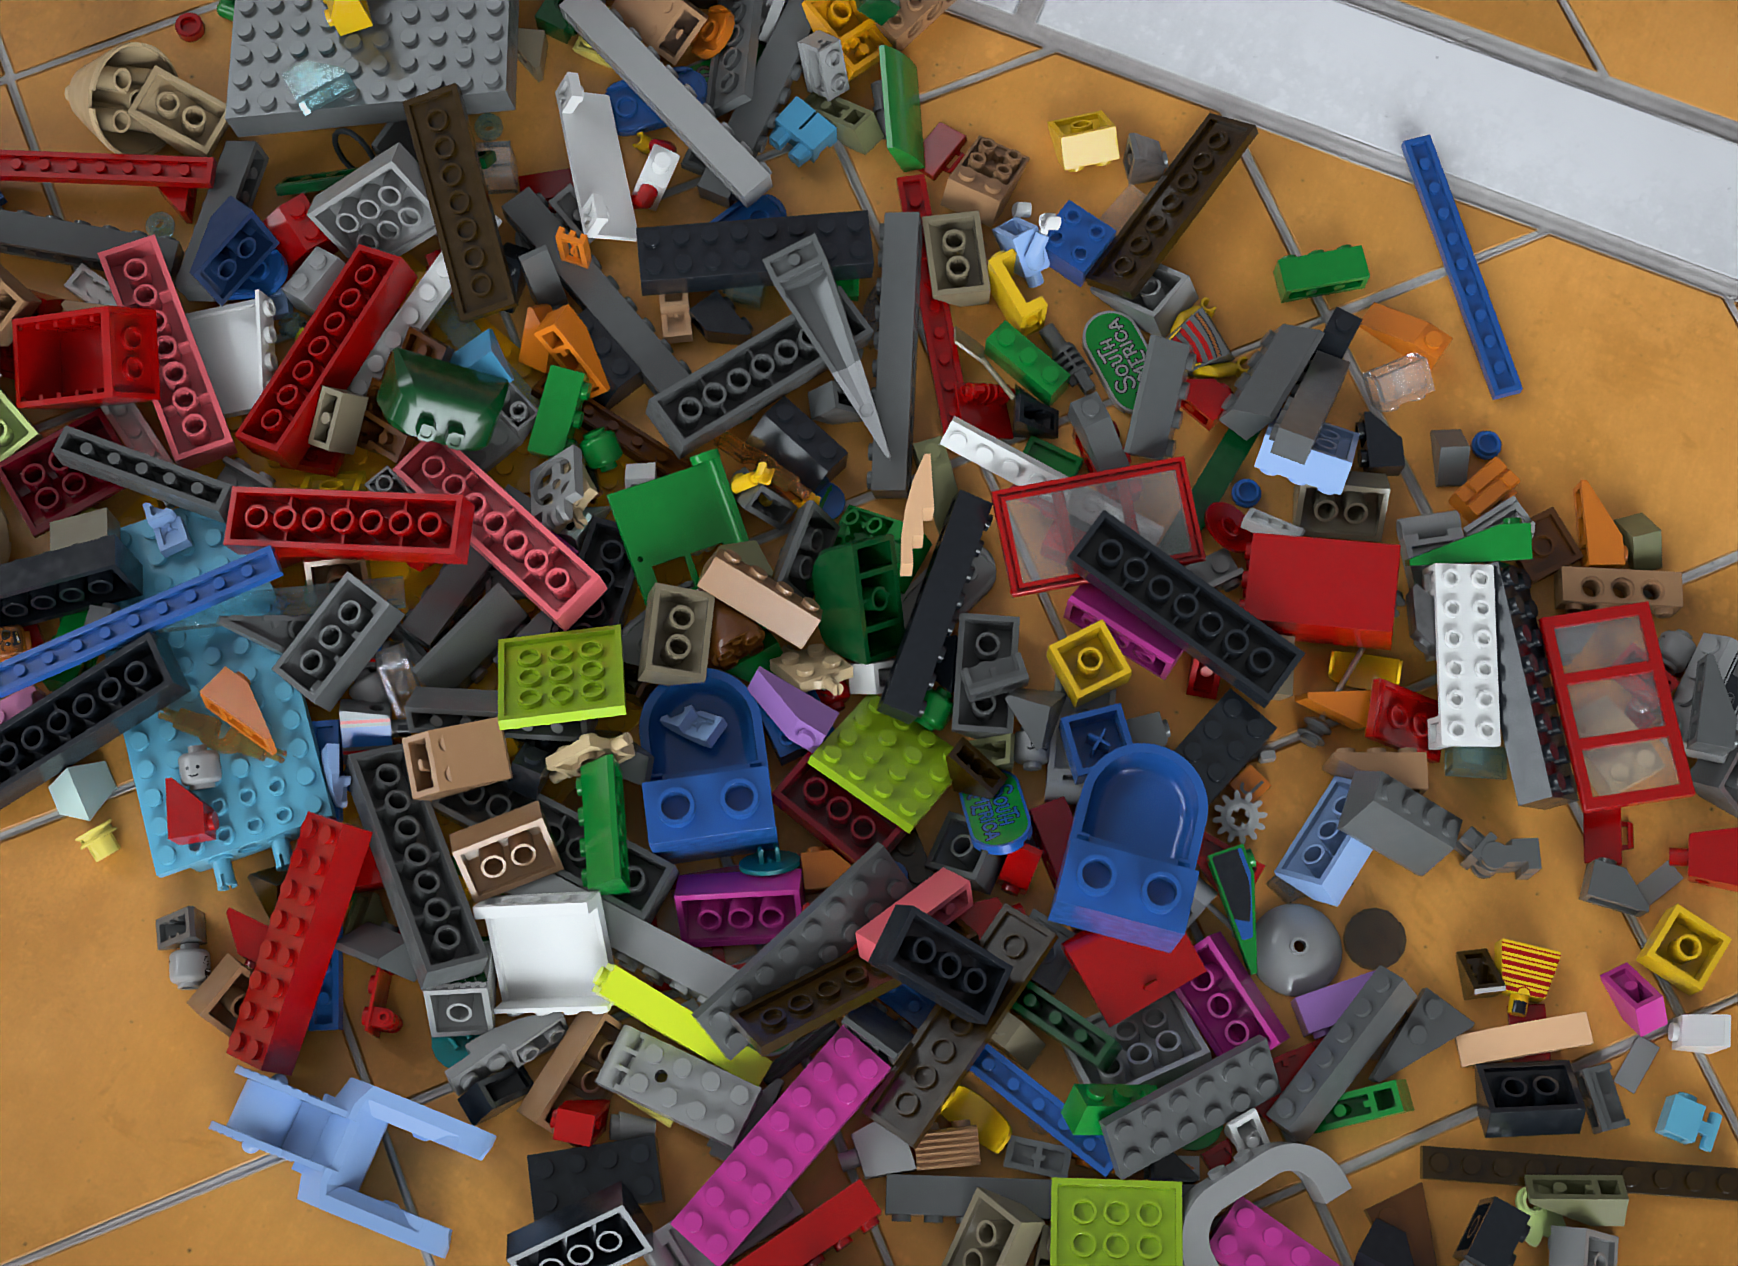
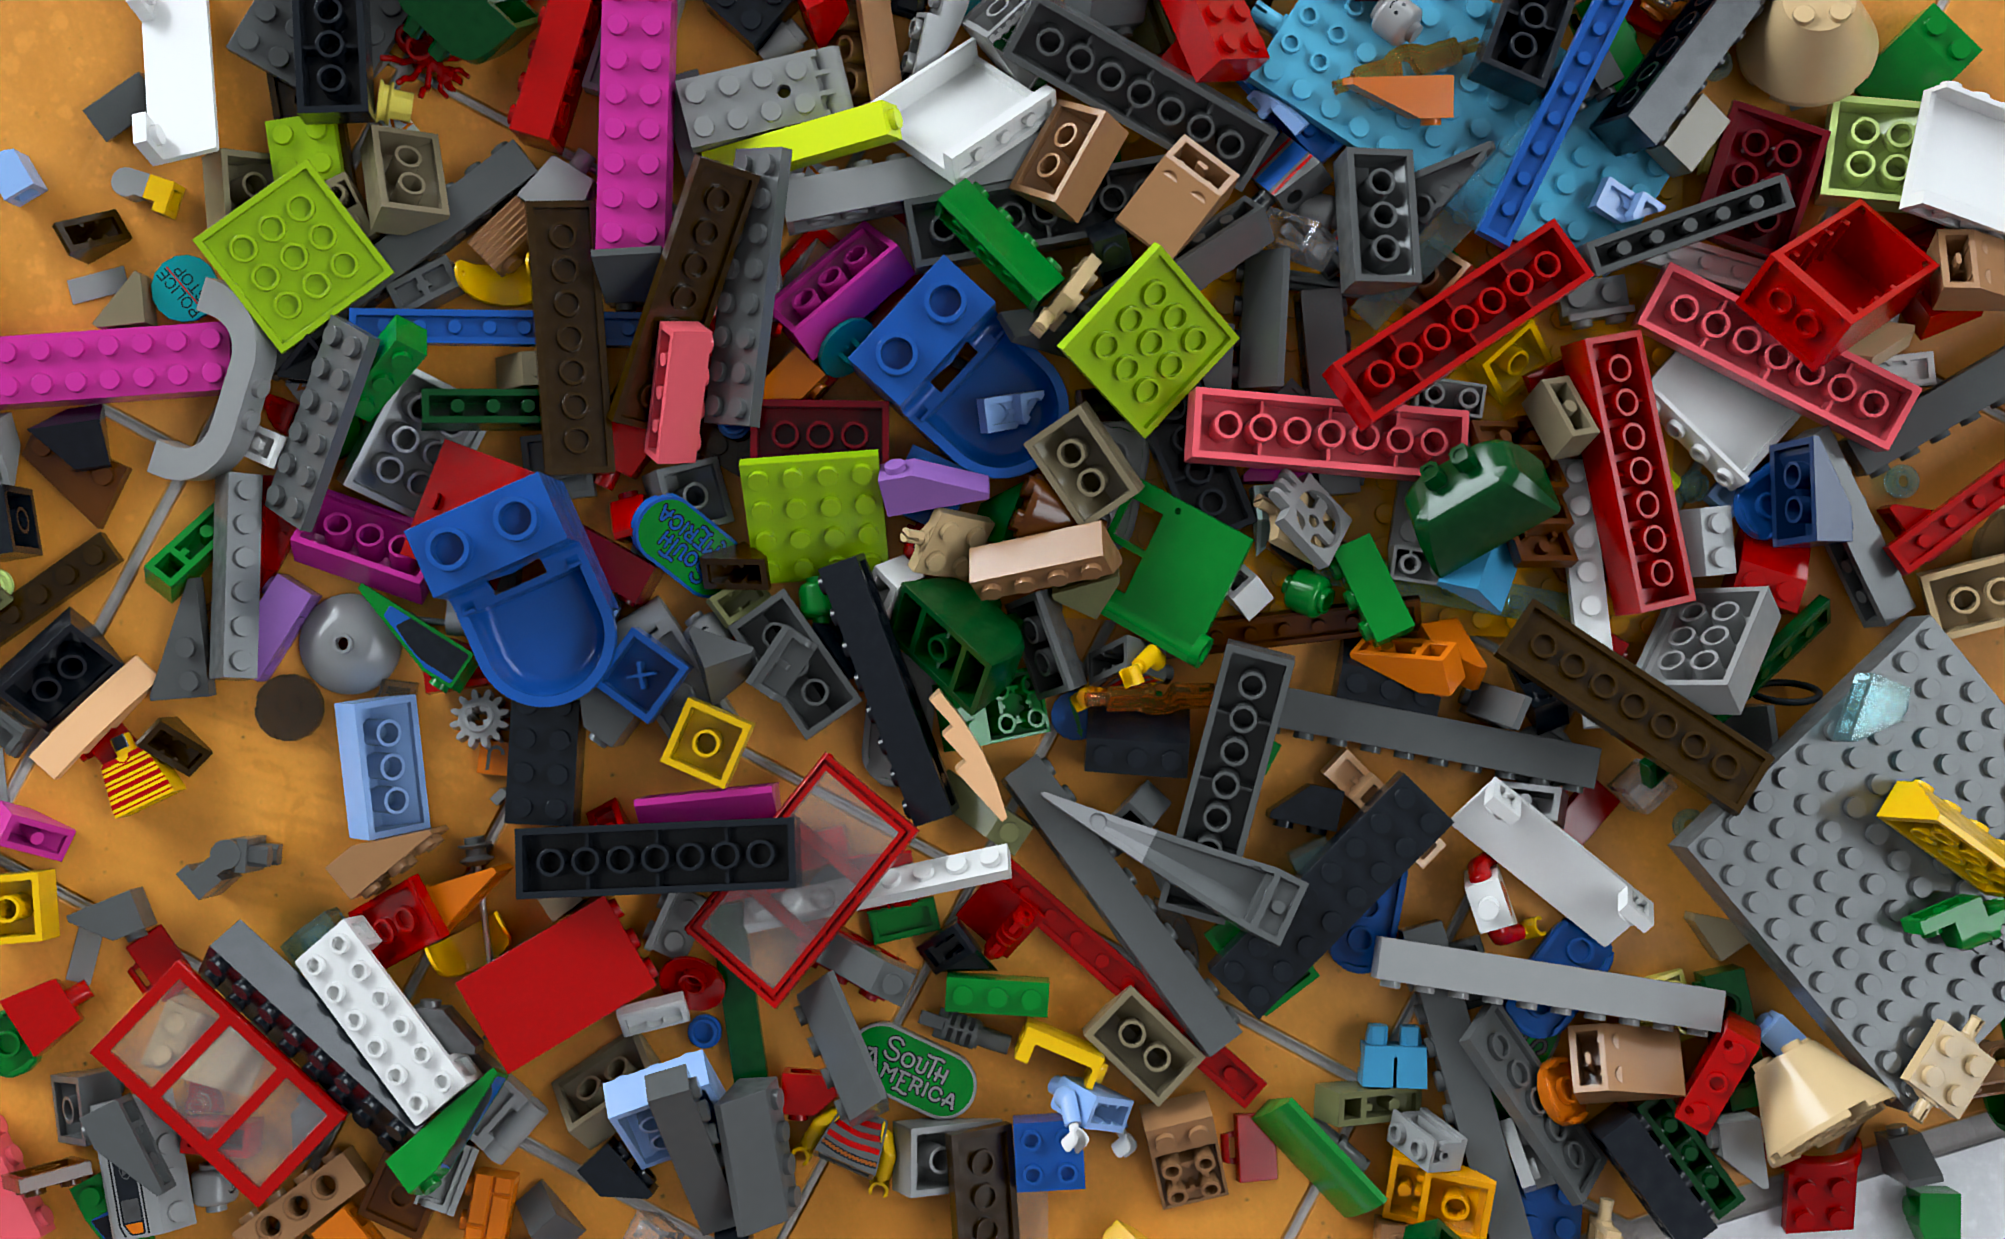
camera: 145 degrees right, 15 degrees up
(579, 247) = (1494, 754): orange tile -> none
(940, 964) = (613, 357): black brick -> none
(977, 351) = (1057, 969): dark tan piece -> none
(1398, 822) = (333, 818): dark grey slope -> none

